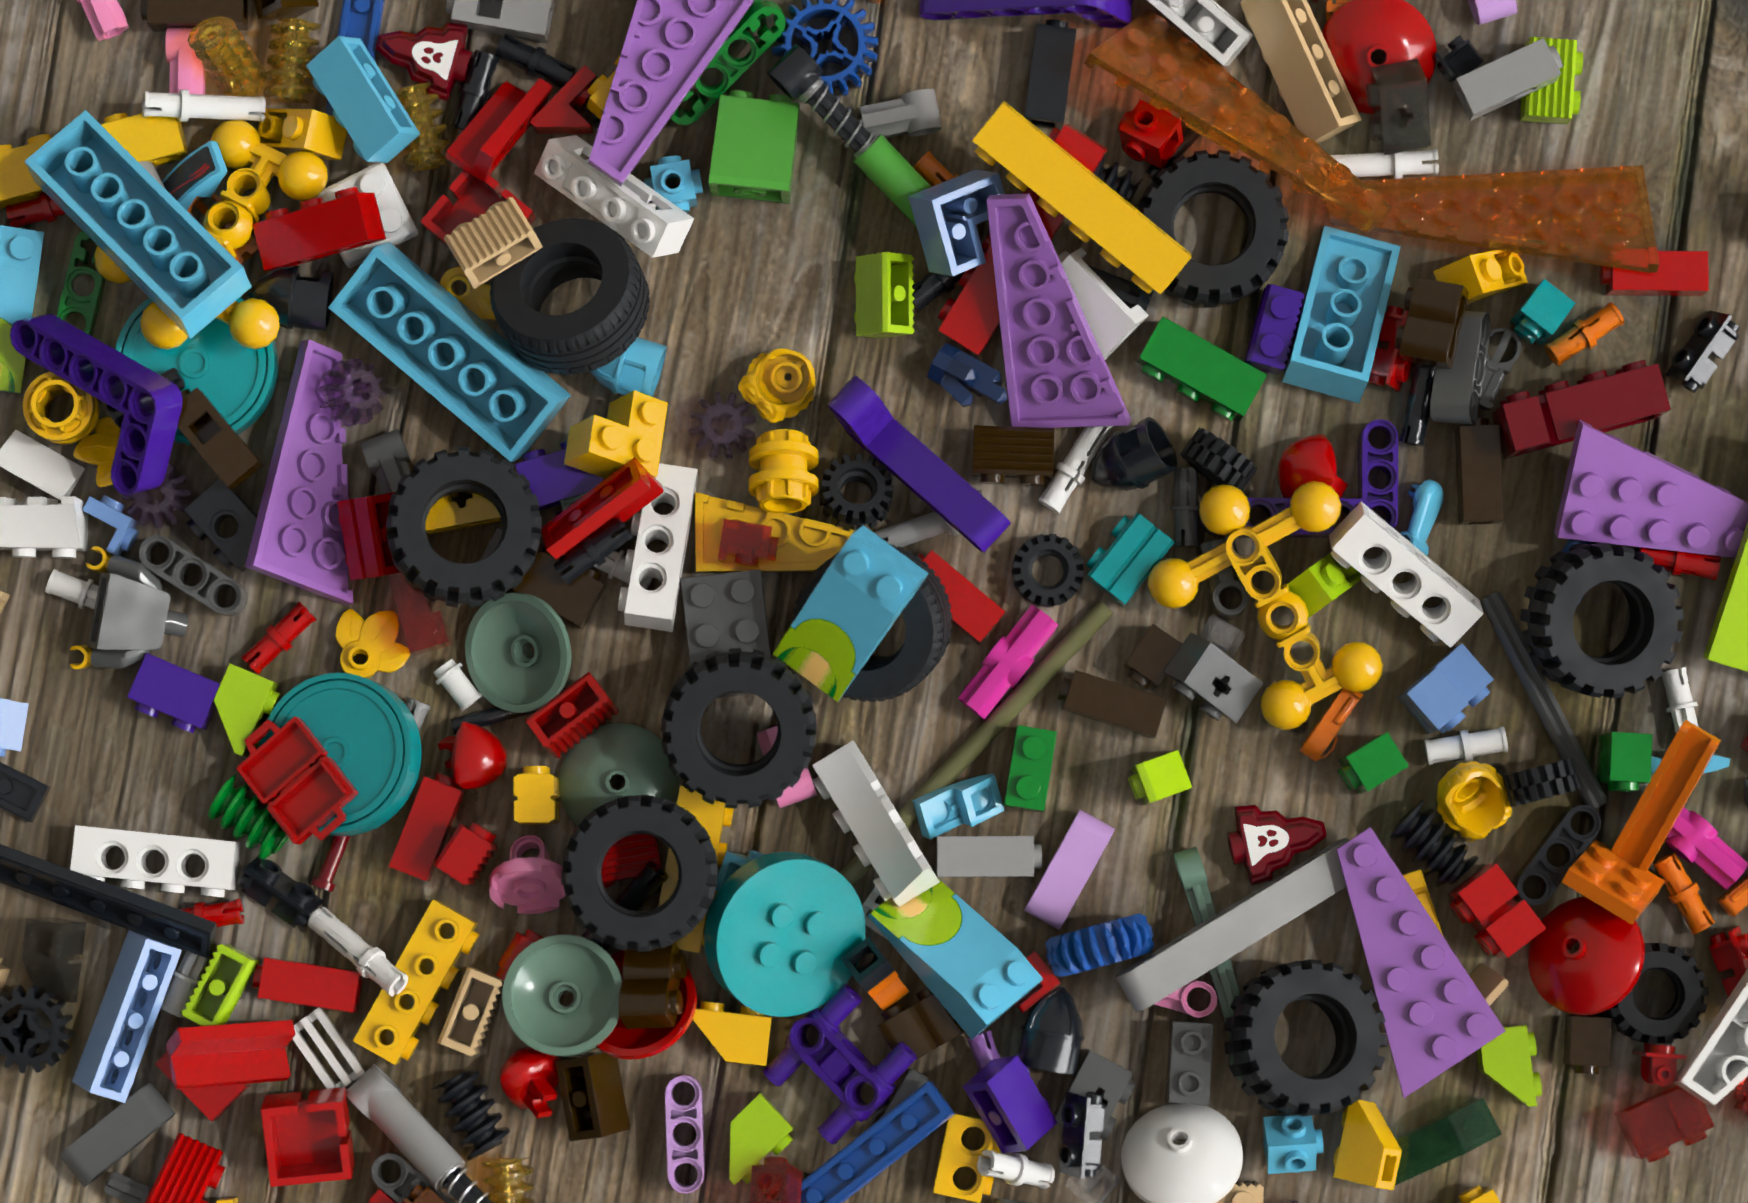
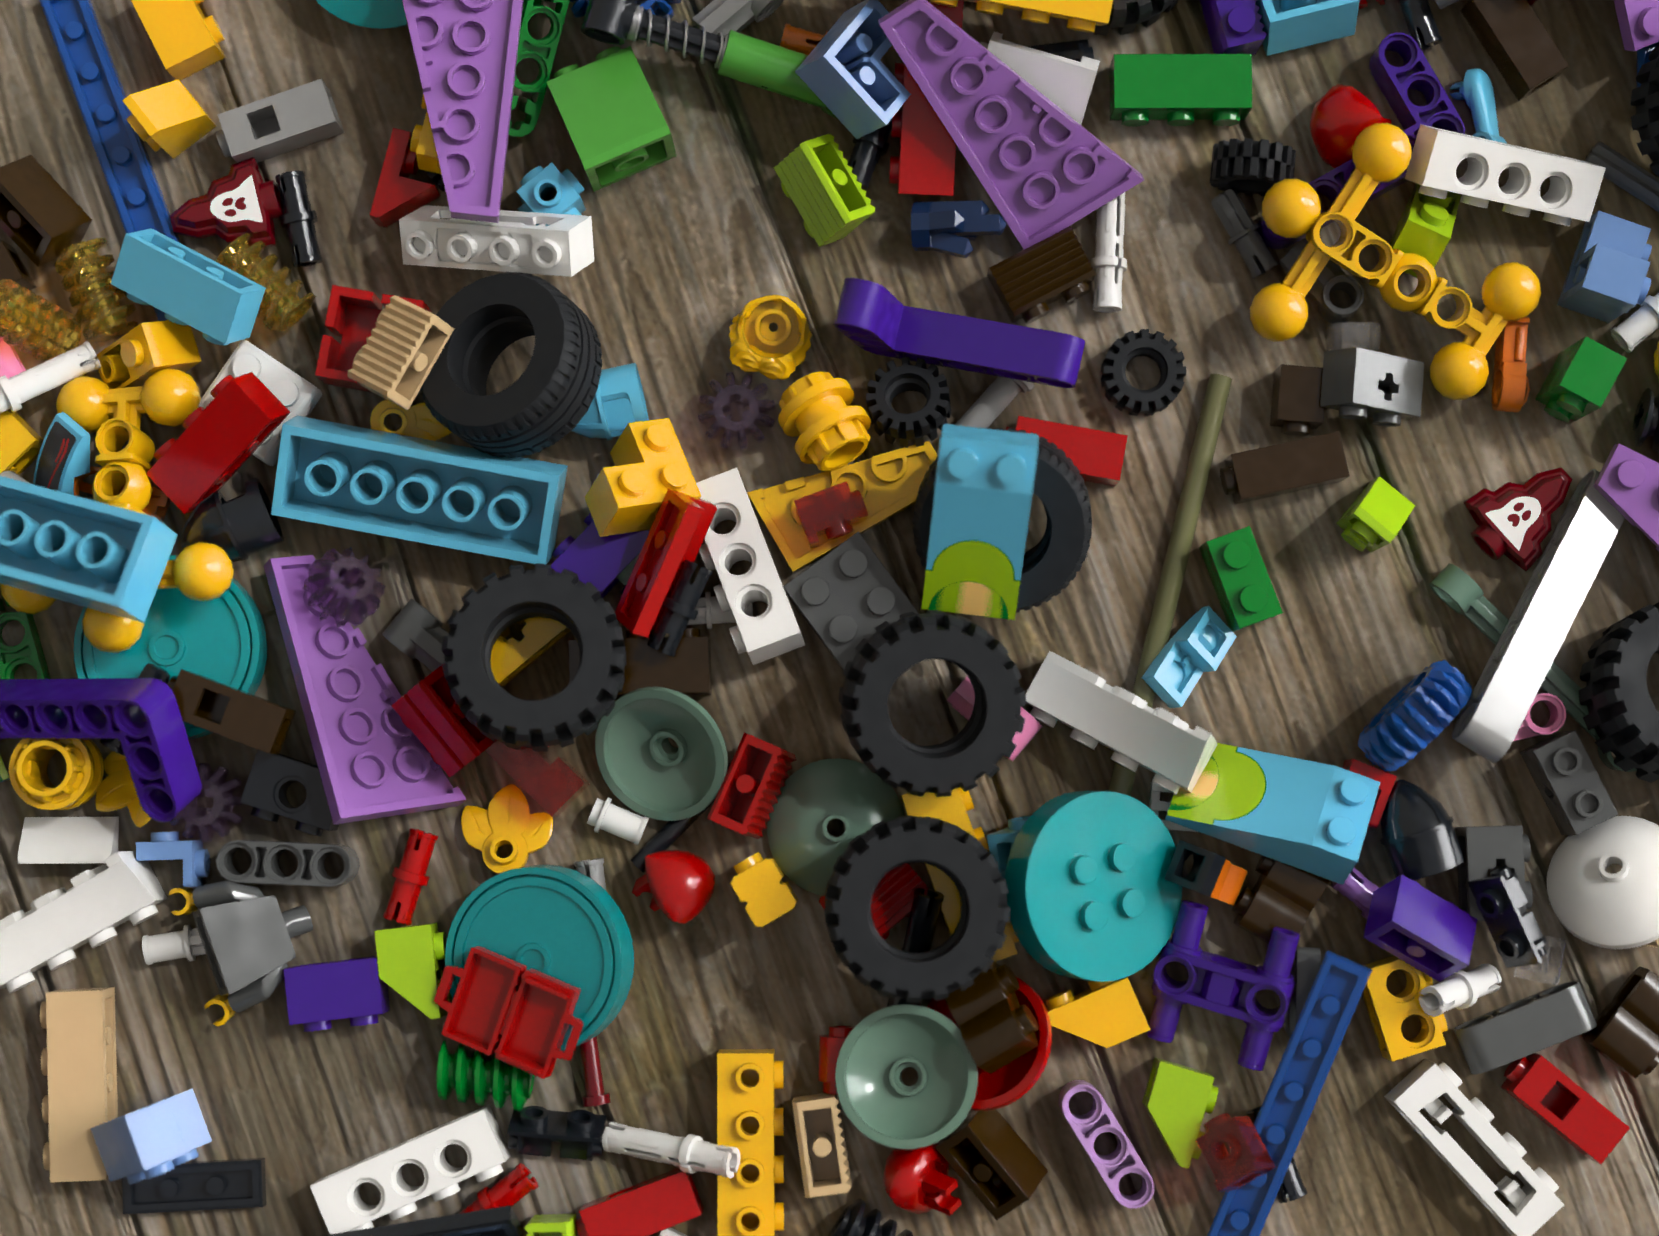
camera: 25 degrees left, 0 degrees up
(427, 827) = (669, 982): red brick -> none
(467, 853) = (725, 987): red brick -> none
(497, 128) = (341, 240): red panel -> none
(527, 882) = (805, 980): bright pink tile -> none
(534, 61) = (341, 155): black pin -> none
(987, 856) = (1248, 691): light grey brick -> none
(1008, 662) = (1156, 485): dark pink piece -> none
(1069, 869) = (1336, 658): lavender beam -> none
(1129, 558) = (1217, 315): teal brick -> none
(1134, 457) = (1165, 212): black helmet -> none

